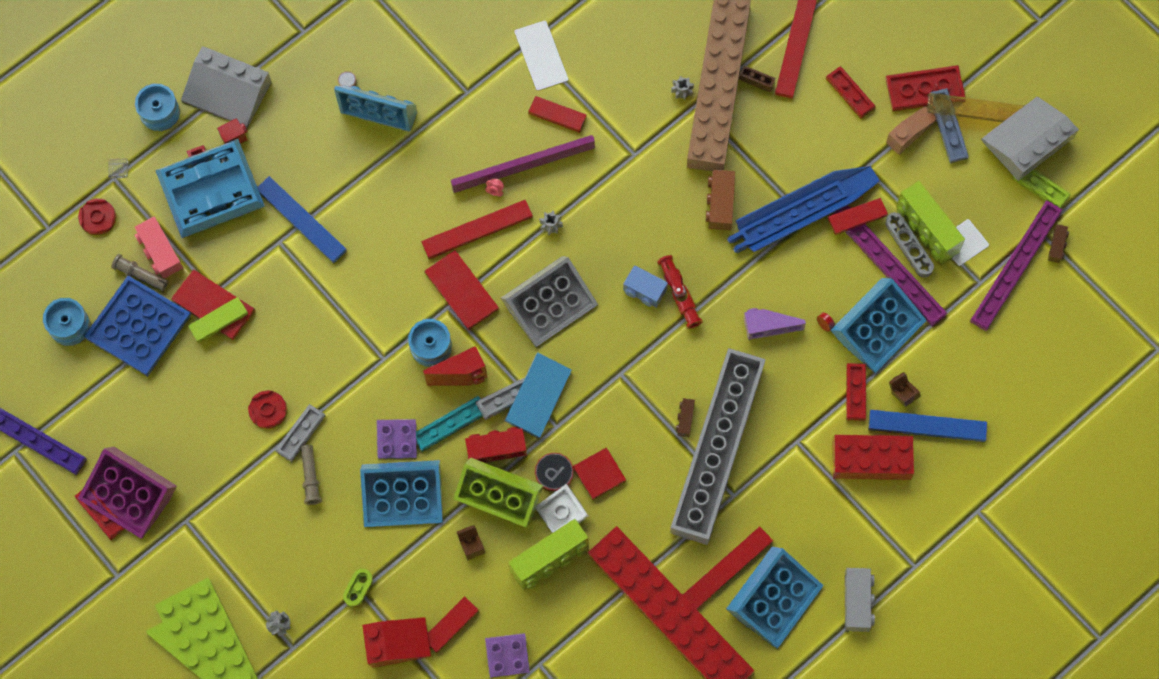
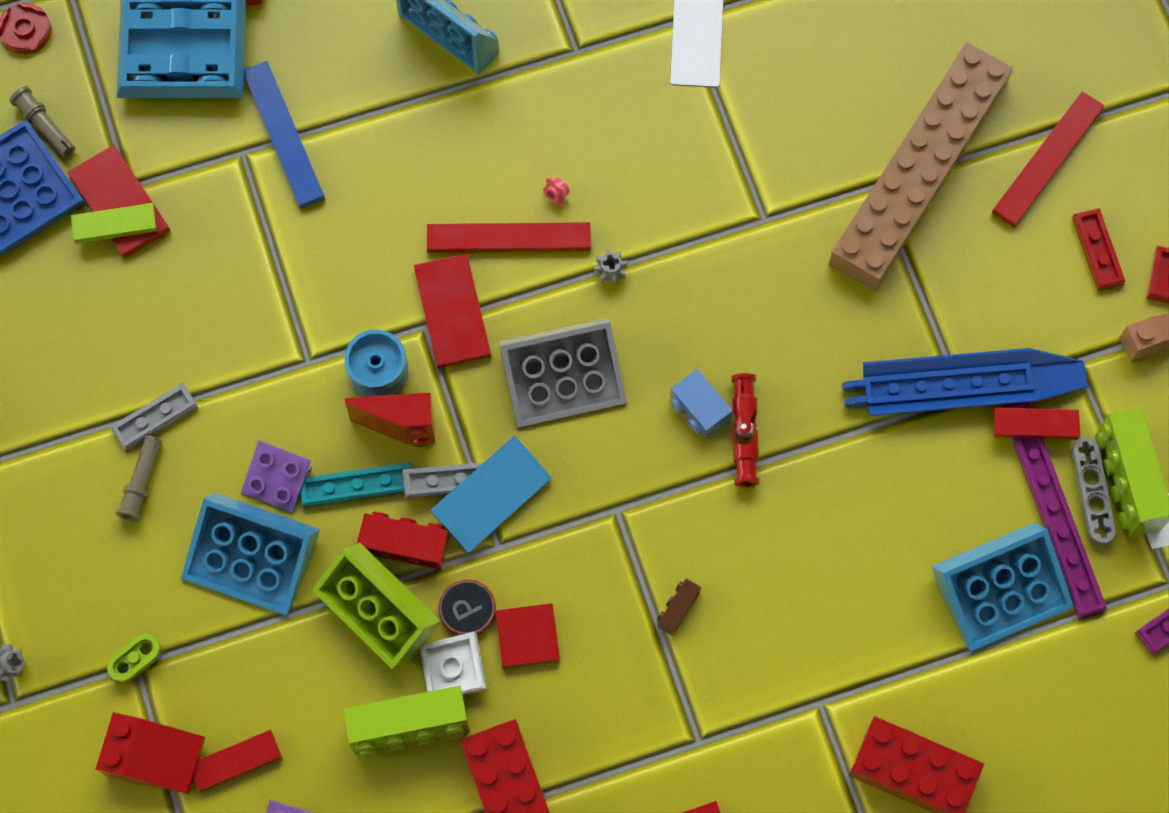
camera: 20 degrees right, 0 degrees up
(157, 248) = (81, 98): coral brick -> none
(267, 409) = (126, 368): red tile -> none
(470, 542) = (311, 659): reddish brown bracket -> none
(523, 163) = (608, 173): magenta tile -> none
(557, 114) = (684, 125): red tile -> none
(682, 88) = (867, 161): light grey gear -> none
(717, 446) = (704, 665): light grey brick -> none
(720, 199) = (855, 326): dark orange brick -> none
(757, 78) = (975, 181): reddish brown piece -> none
(769, 323) = (846, 521): medium lavender slope -> none
(825, 321) = (929, 551): red tile -> none
(856, 391) = (931, 667): red tile -> none
(903, 389) = (1000, 692): reddish brown bracket -> none
(927, 425) = (1013, 756): blue tile -> none

